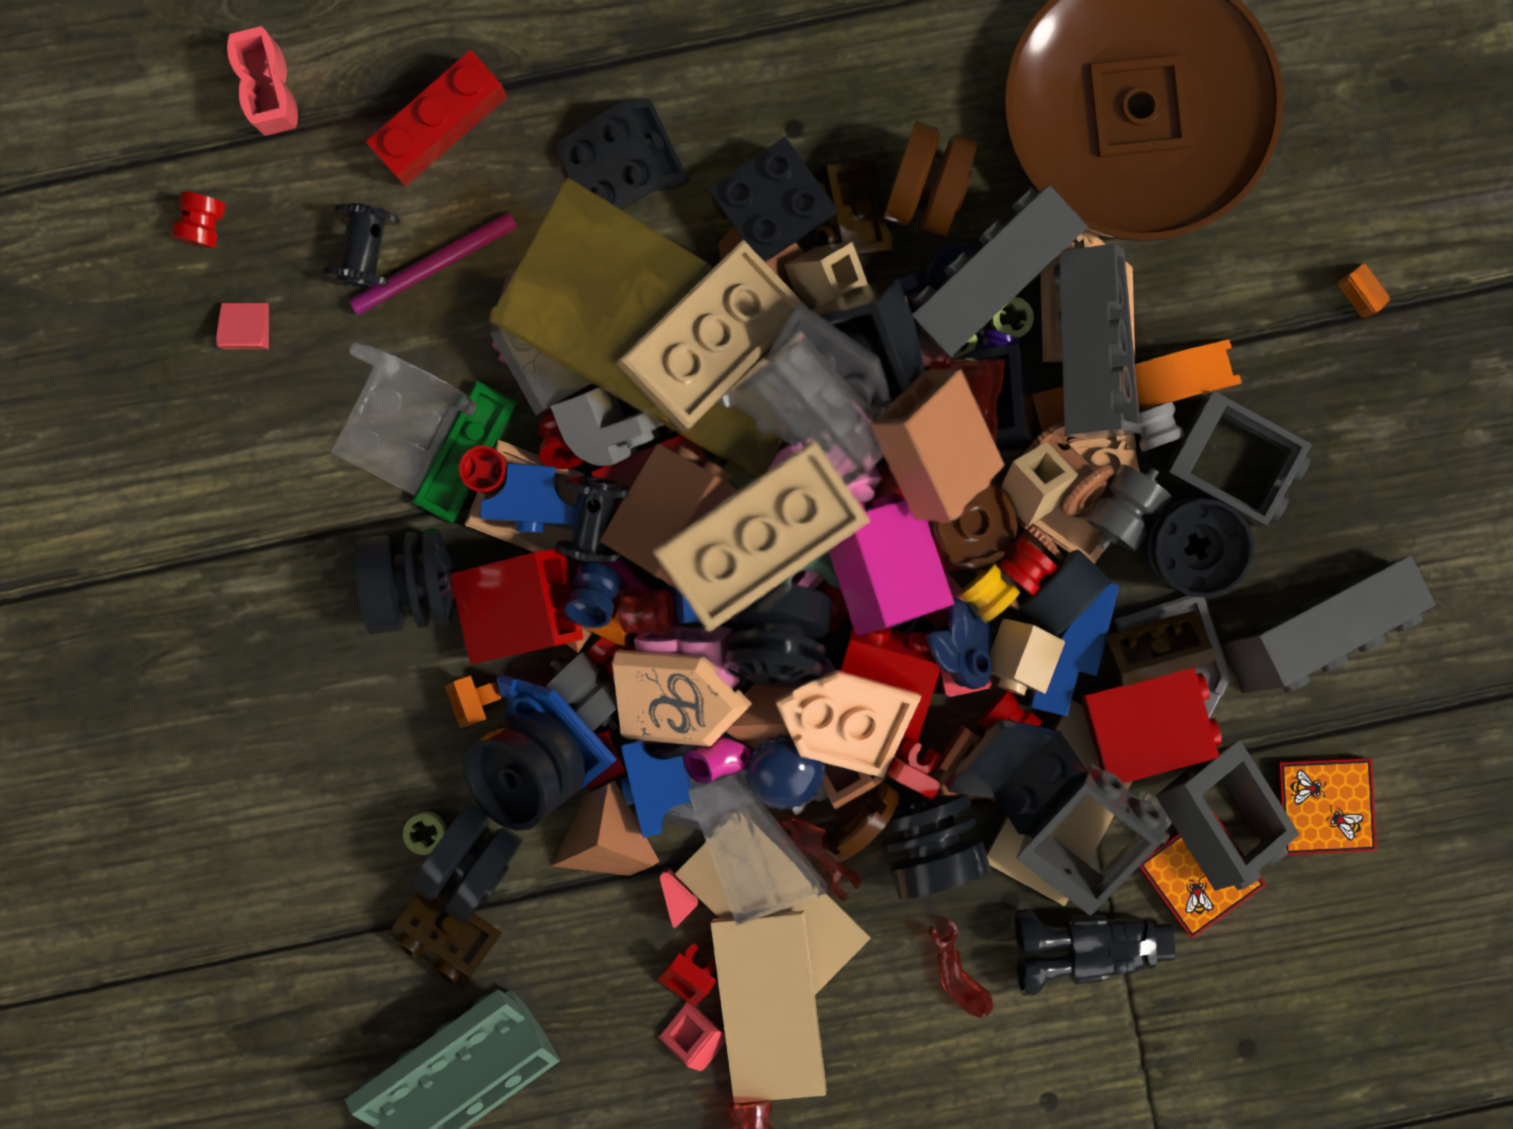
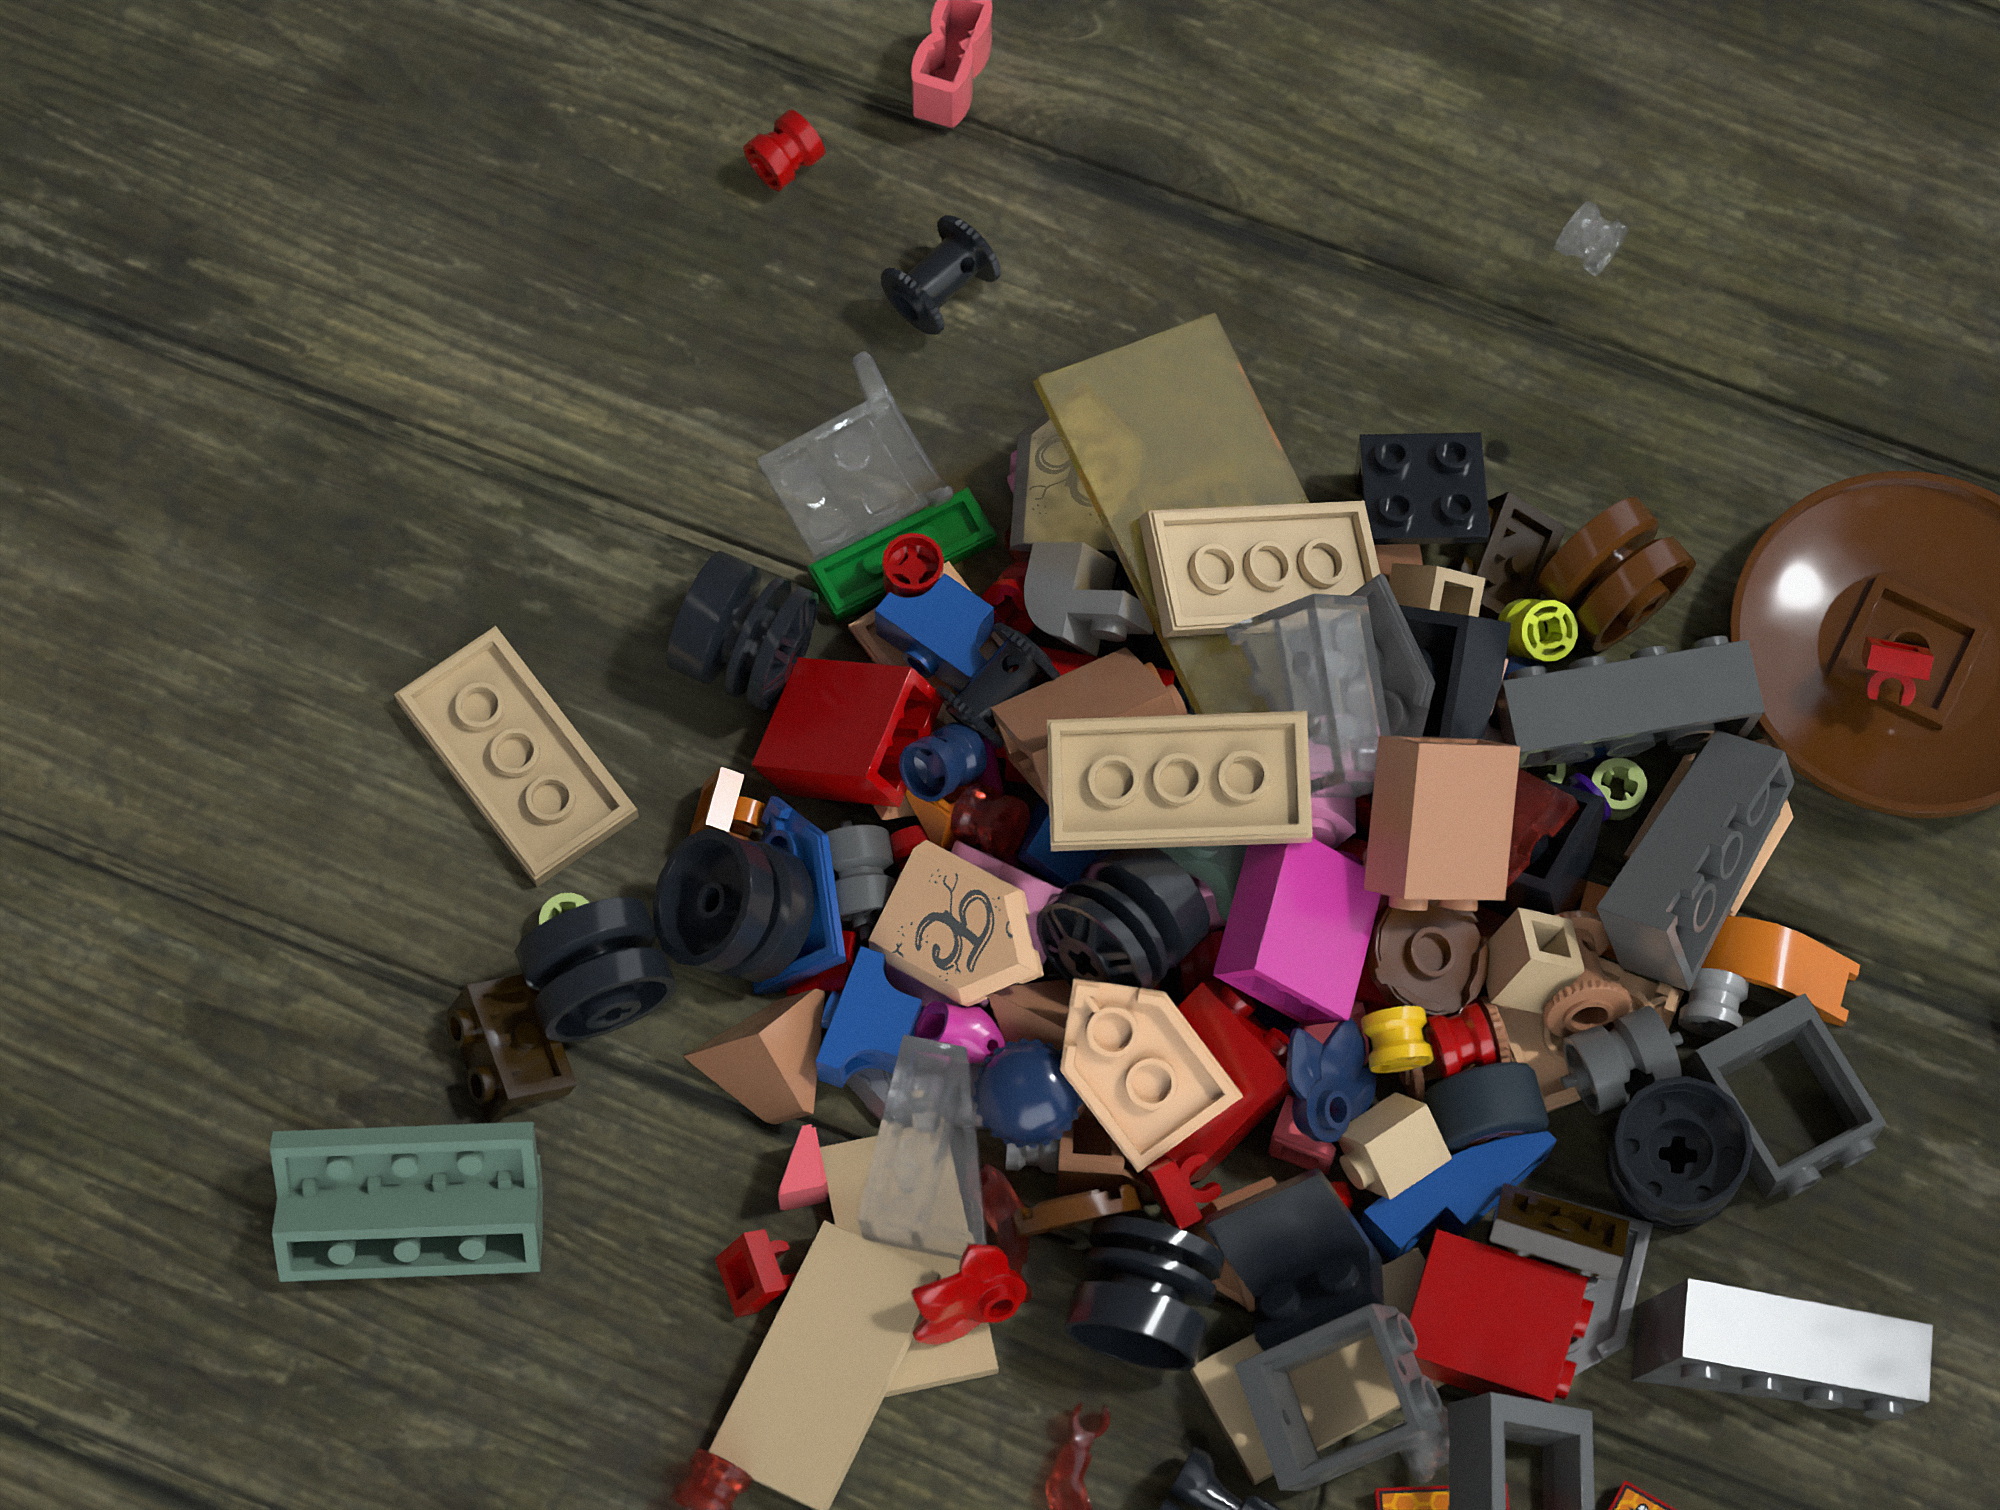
camera: 30 degrees right, 20 degrees down
(243, 326) = (753, 285): coral slope -> none
(315, 745) = (516, 756): none -> tan tile
(434, 263) = (996, 344): magenta bar -> none
(437, 118) = (1111, 202): red brick -> none
(623, 154) = (1296, 354): black bracket -> none
(693, 1037) = (711, 1354): coral slope -> none
(837, 906) = (976, 1295): none -> red plate
(902, 250) = (1528, 628): none -> neon yellow wheel
(1144, 130) = (1896, 661): none -> red tile

